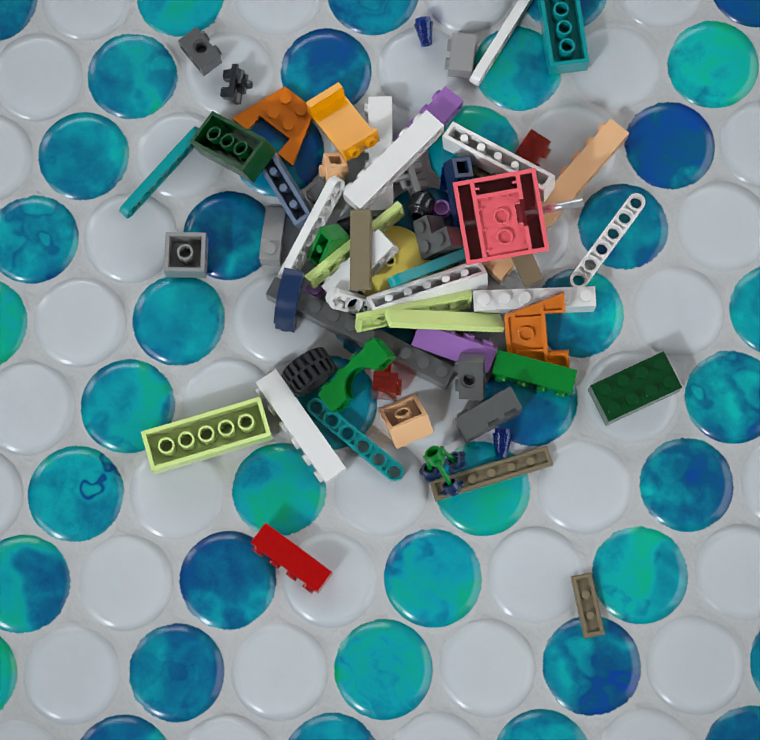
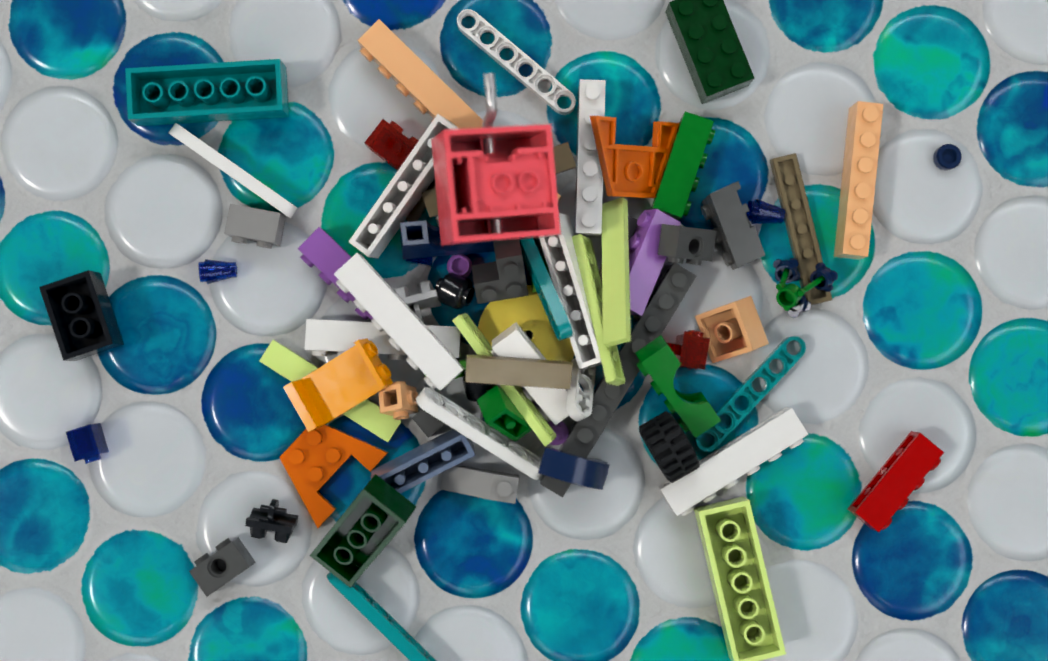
camera: 90 degrees left, 10 degrees up
(186, 254) = (501, 597): light grey brick -> none
(354, 92) = (296, 367): none -> yellowish green tile
(534, 514) = (858, 180): none -> light nougat brick
(560, 590) = (947, 157): none -> dark blue tile
(587, 605) = (967, 126): dark tan tile -> none

